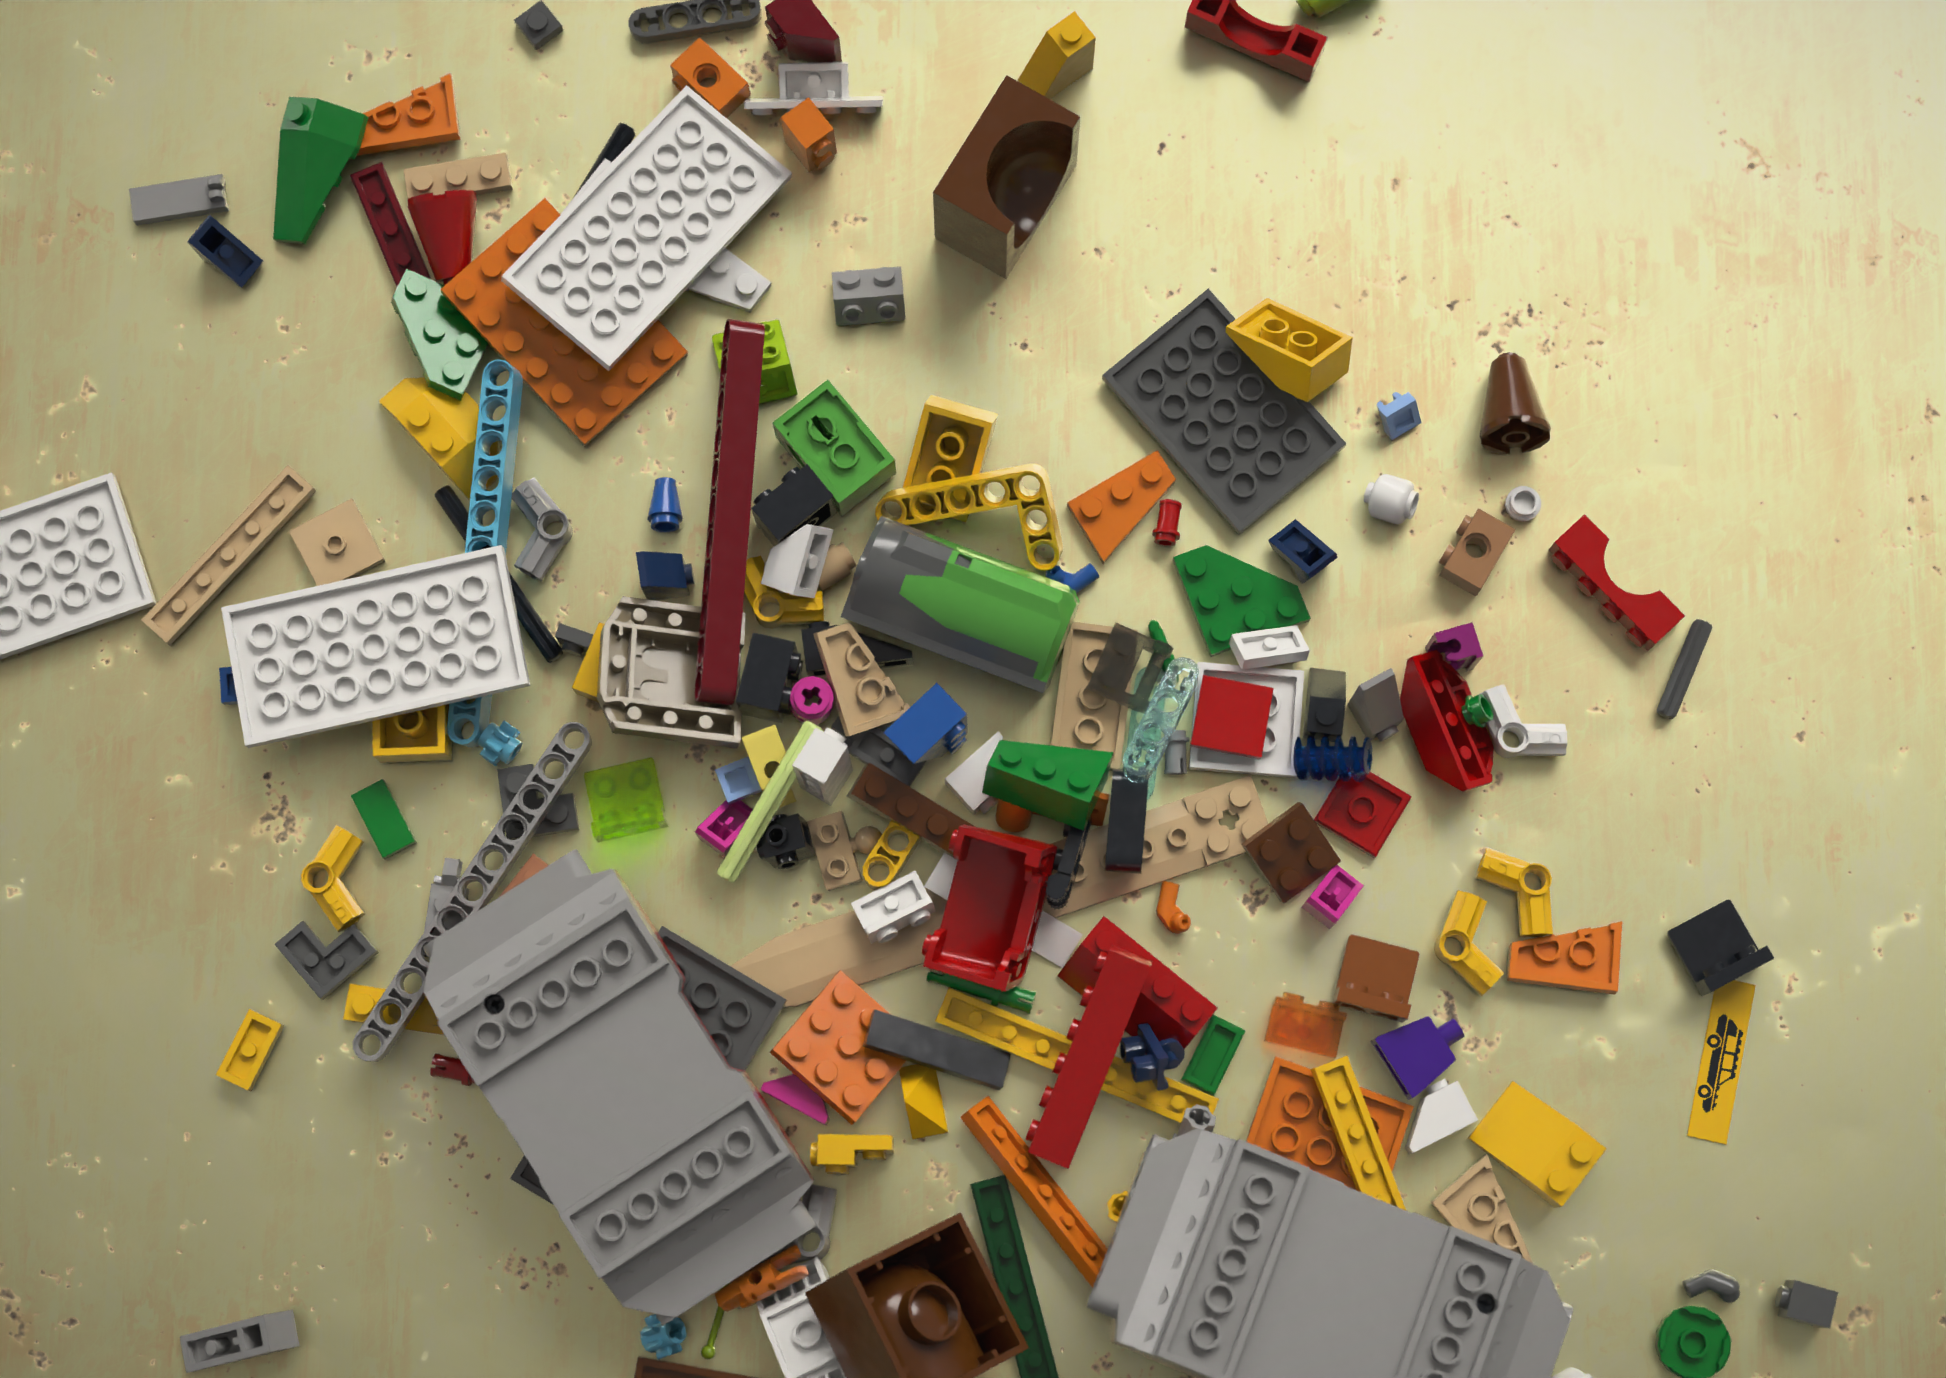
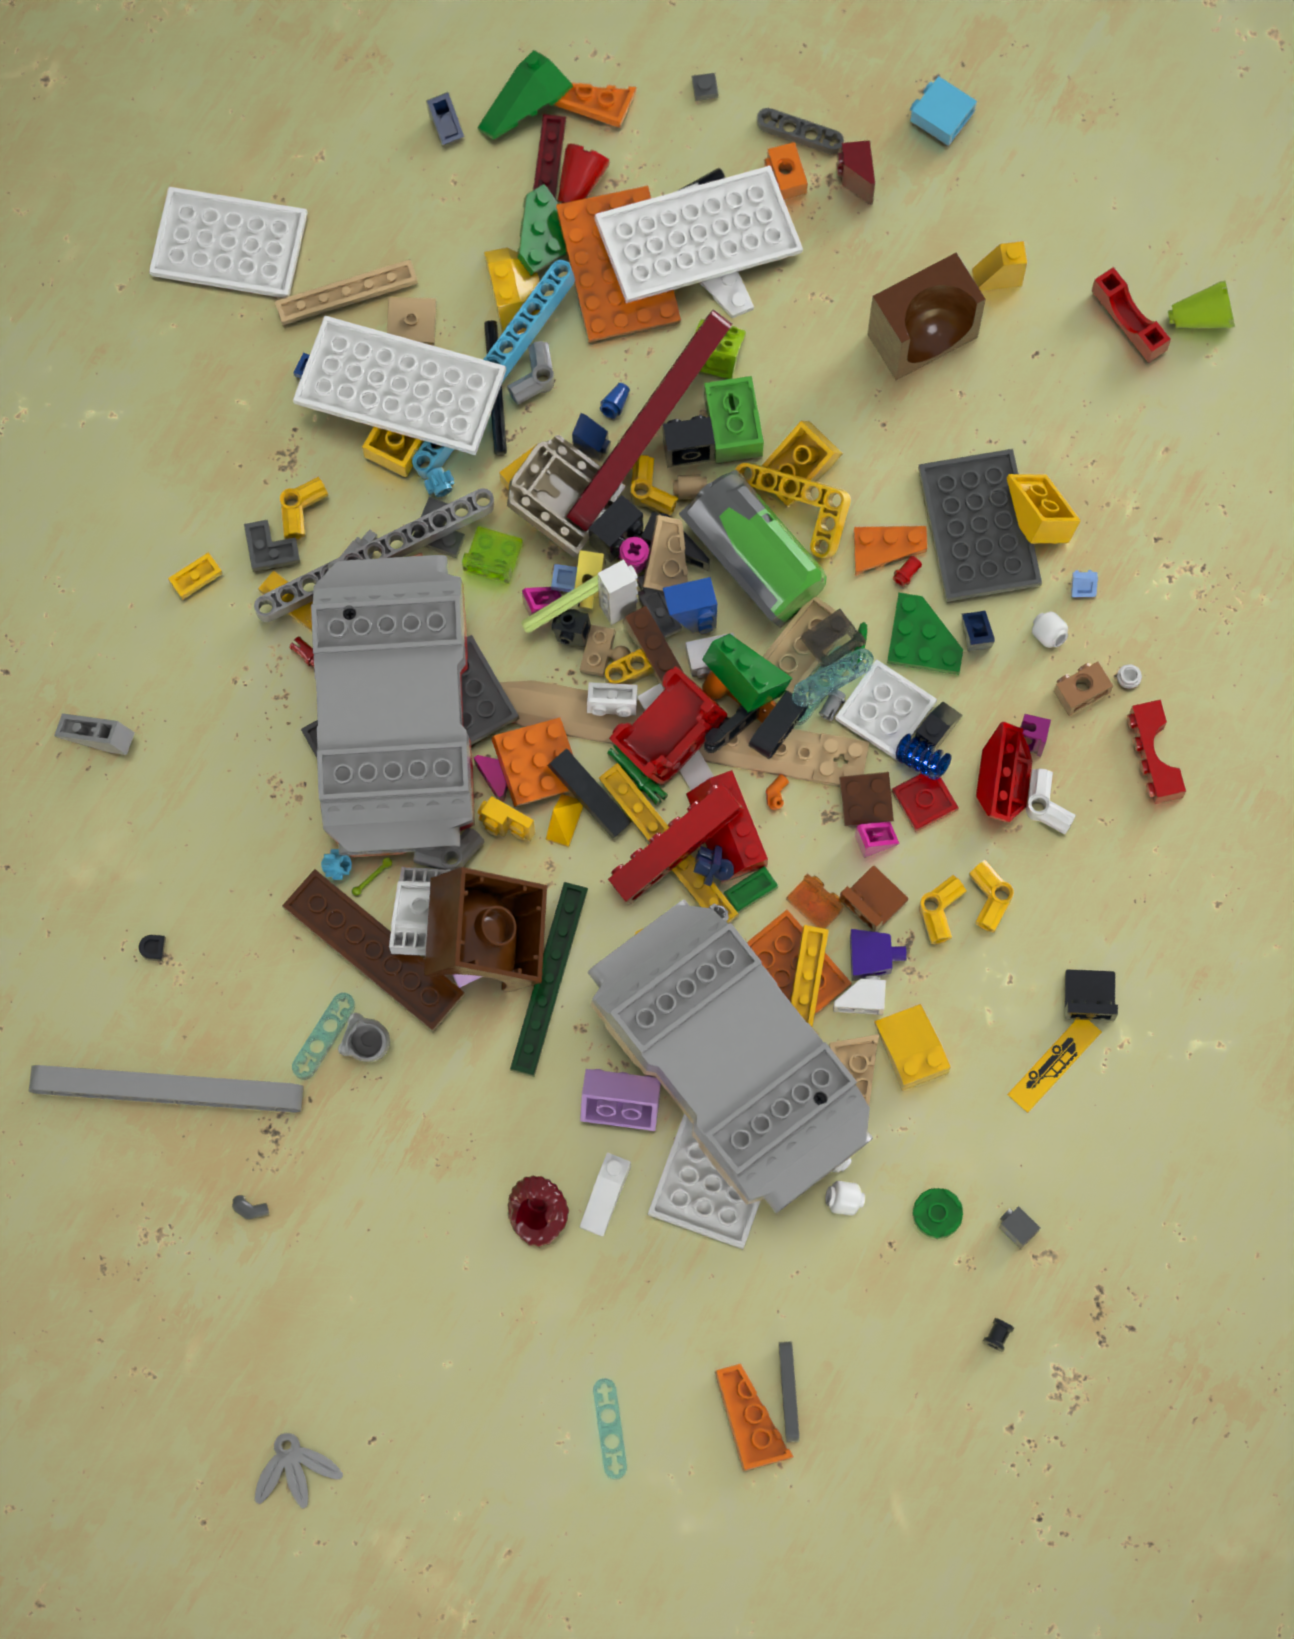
camera: 30 degrees right, 5 degrees down
(178, 199) = (435, 76): light grey hinge -> none
(383, 819) = (347, 489): green tile -> none
(479, 174) = (619, 154): tan plate -> none
(573, 639) = (516, 446): dark grey plate -> none
(761, 1281) = (411, 863): orange hinge -> none
(798, 561) = (673, 470): white slope -> none
(809, 135) = (825, 233): orange brick -> none
(820, 81) = (847, 207): white bracket -> none
(868, 296) = (806, 345): light grey bracket -> none
(1037, 1187) = (600, 896): orange plate -> none
(1076, 581) = (832, 575): blue arm -> none
(1231, 717) = (877, 700): red tile -> none
(1269, 647) = (924, 674): white plate -> none
(1377, 706) = (967, 739): light grey slope -> none
(1477, 710) = (1026, 776): green plate -> none
(1512, 408) = (1154, 616): reddish brown cone -> none
(1570, 961) = (997, 954): orange wing -> none
(1684, 669) = (1169, 825): dark grey axle -> none
(1715, 1281) = (971, 1184): dark grey arm -> none

